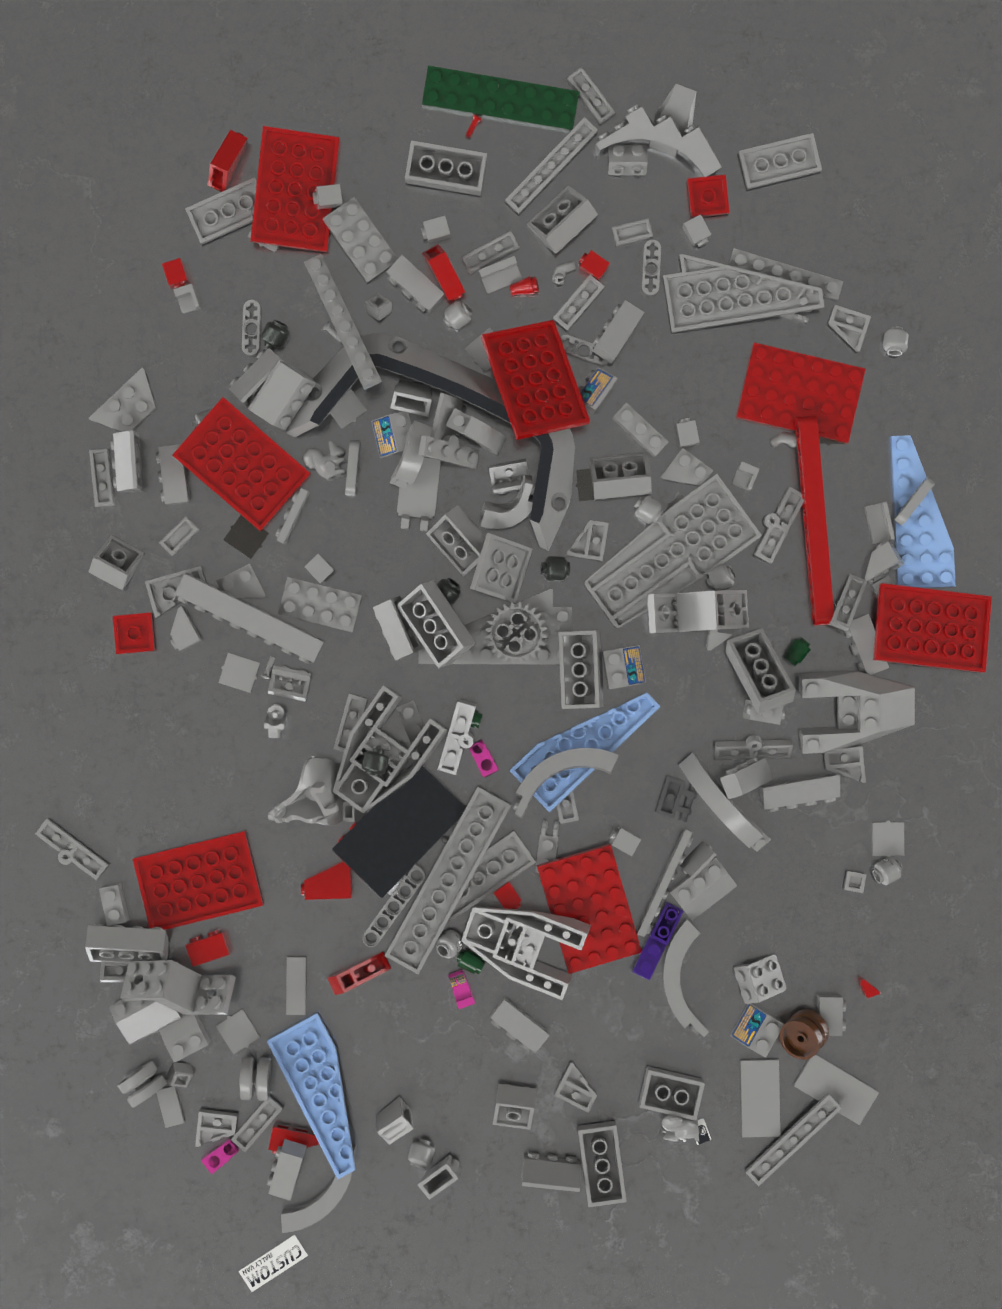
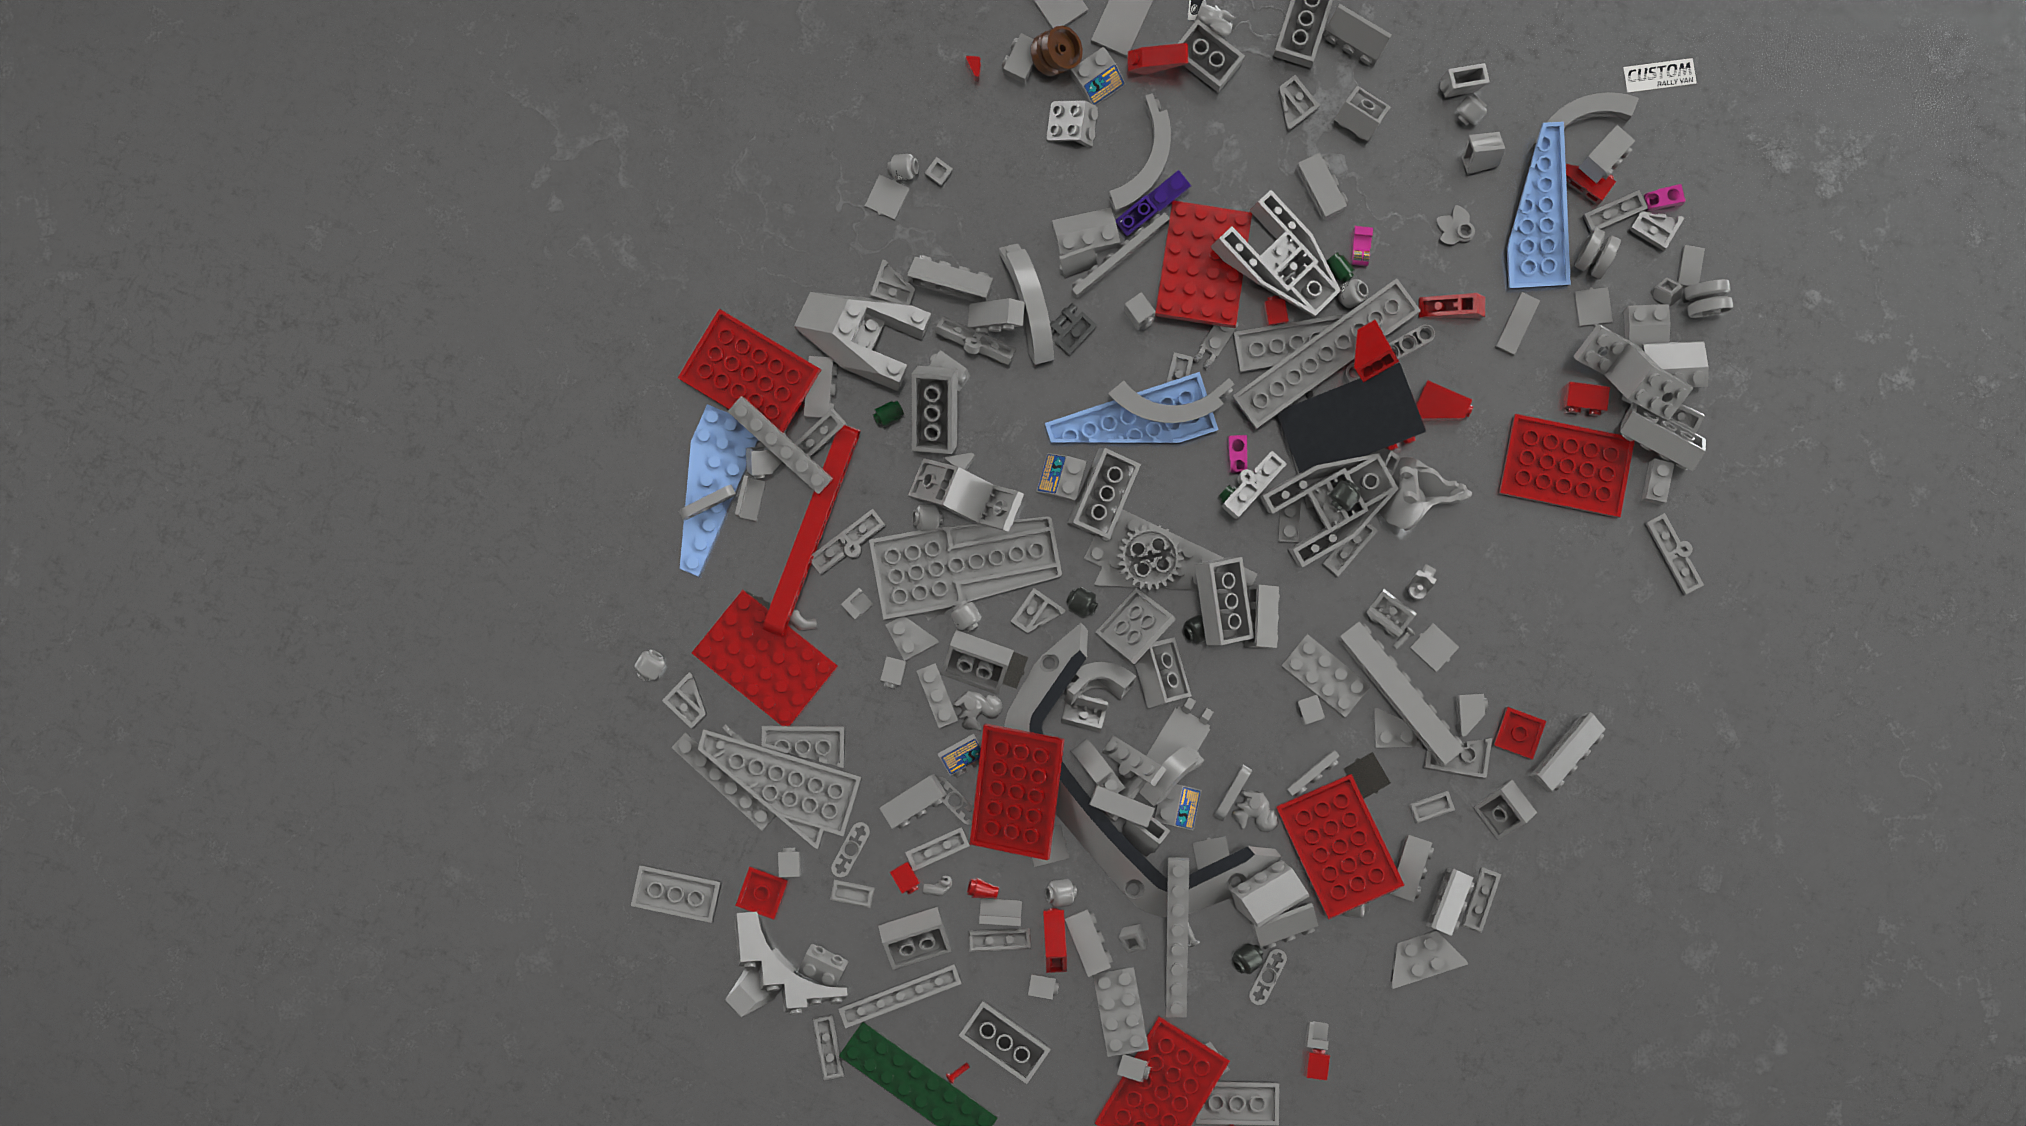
camera: 155 degrees left, 5 degrees down
(85, 636) = (1568, 752): none -> light grey slope
(391, 1045) = (1453, 224): none -> light grey plate
(409, 897) = (1372, 351): none -> red slope
(441, 407) = (1121, 806): none -> light grey tile
(605, 439) = (975, 704): none -> light grey animal
(714, 1069) = (1157, 58): none -> red slope
(726, 342) = (810, 742): none -> light grey wing
(877, 578) = (780, 445): none -> light grey plate

